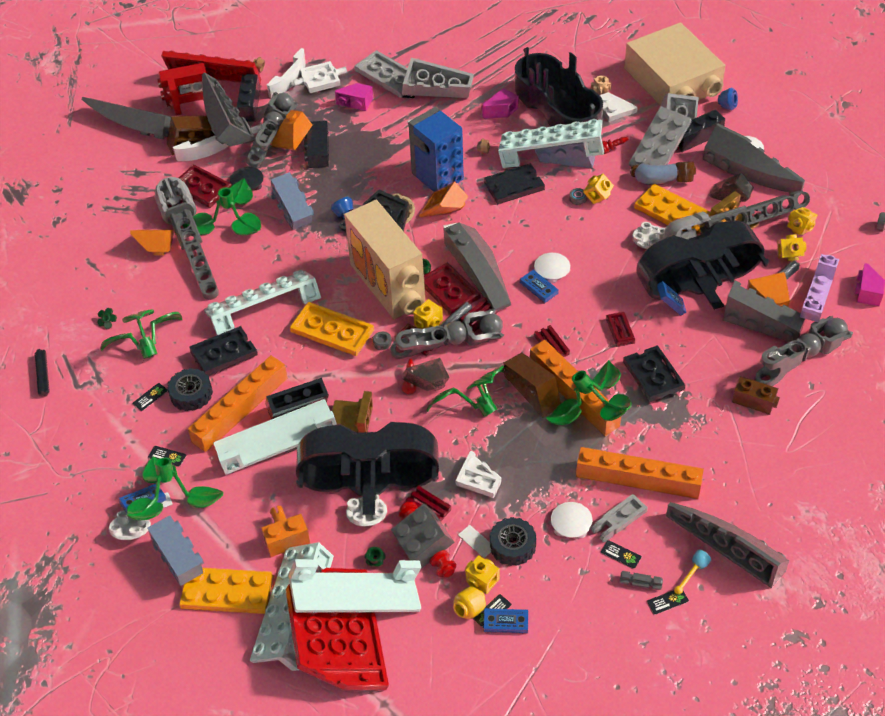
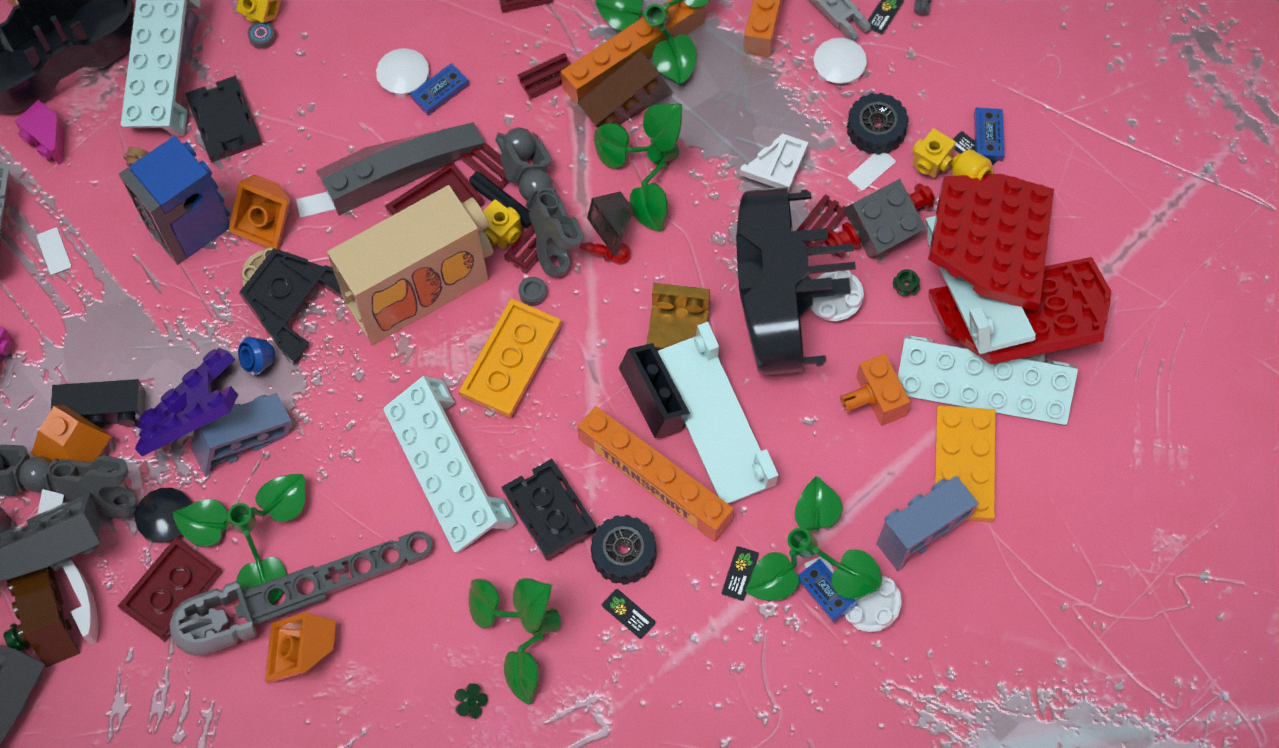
camera: 90 degrees left, 15 degrees up
(294, 168) = (166, 421): none -> dark purple plate
(400, 604) = (994, 235): none -> red plate

